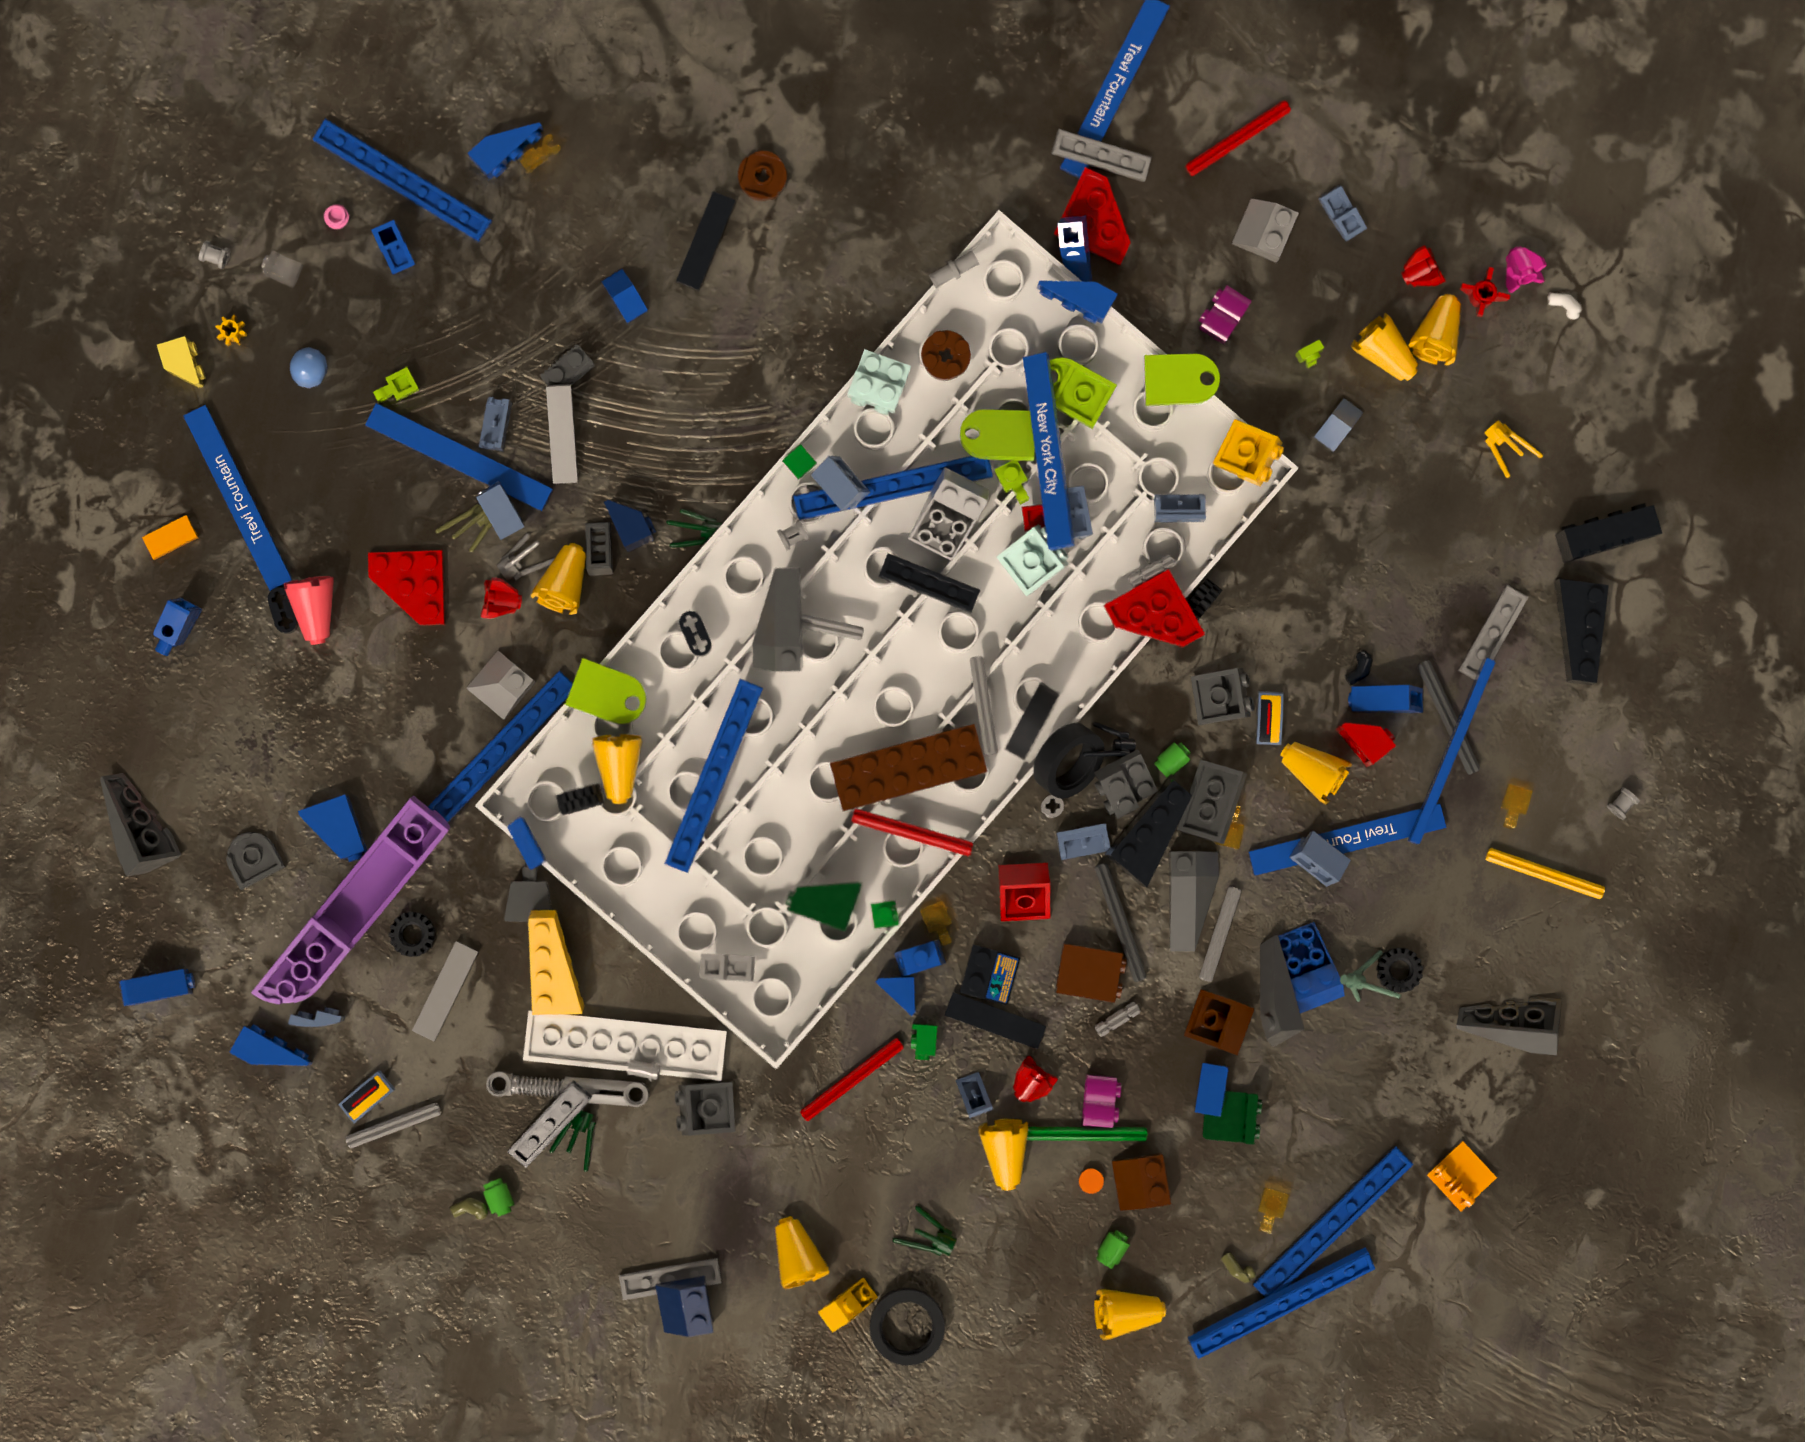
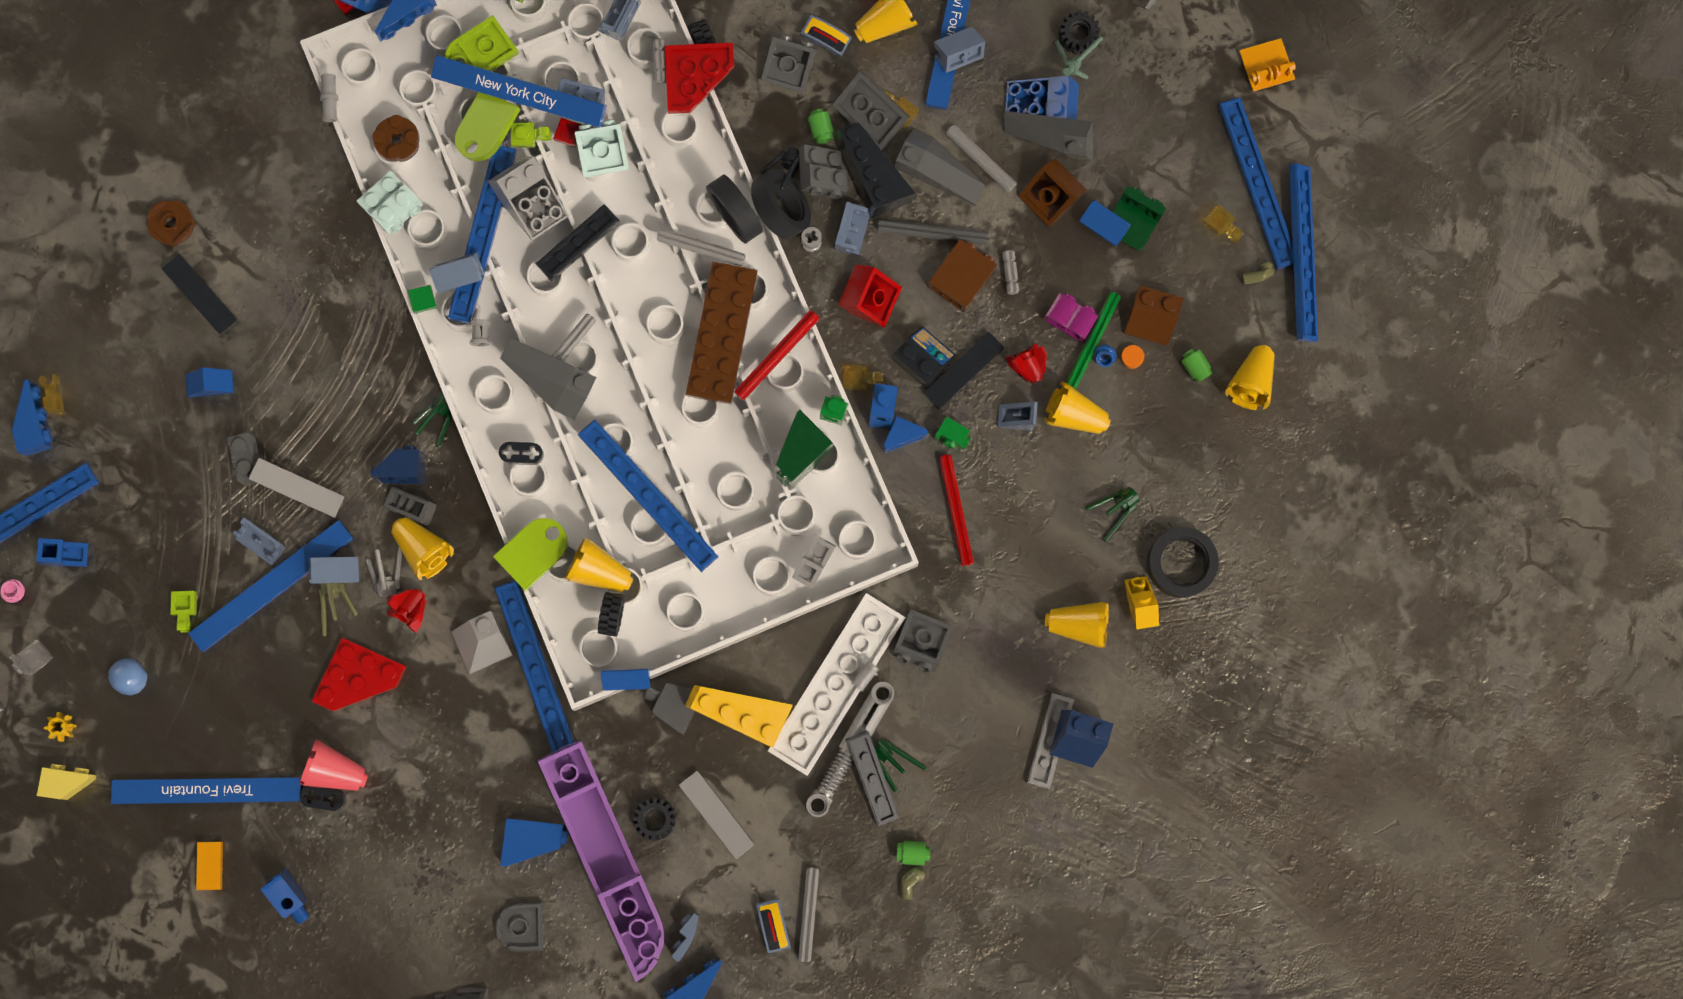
camera: 65 degrees left, 5 degrees down
(1077, 1153) = (1105, 361): none -> blue plate

